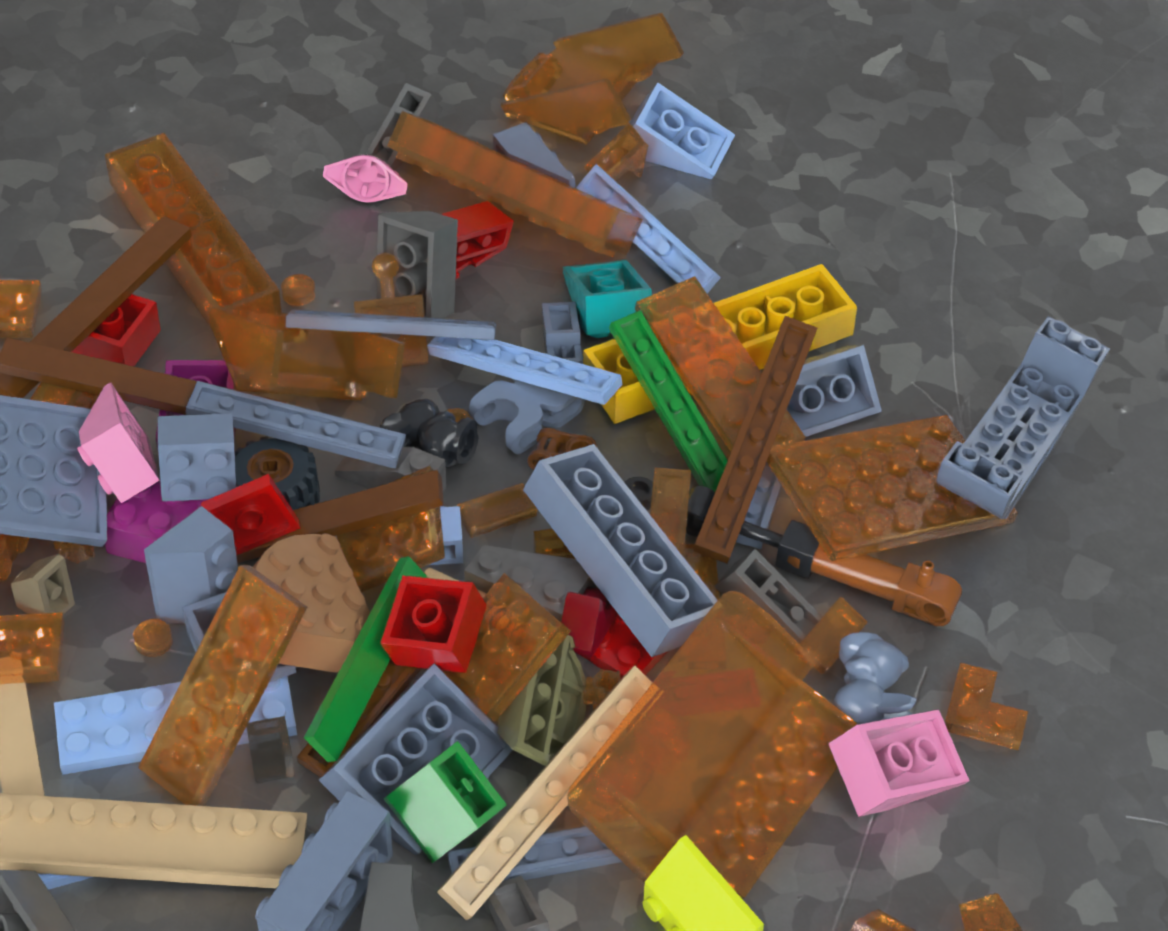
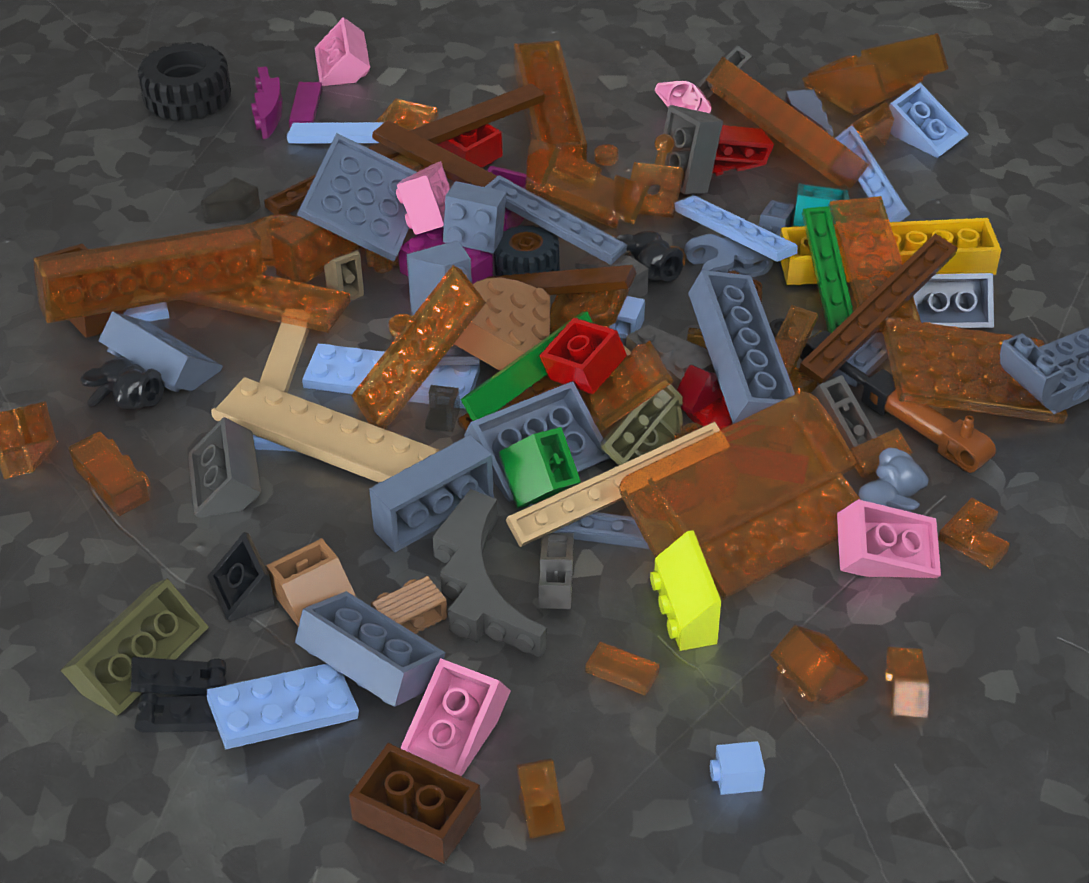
camera: 25 degrees right, 5 degrees down
(254, 513) = (497, 259): red plate -> none
(391, 324) = (653, 180): sand blue tile -> none
(496, 510) = (671, 314): clear orange tile -> none

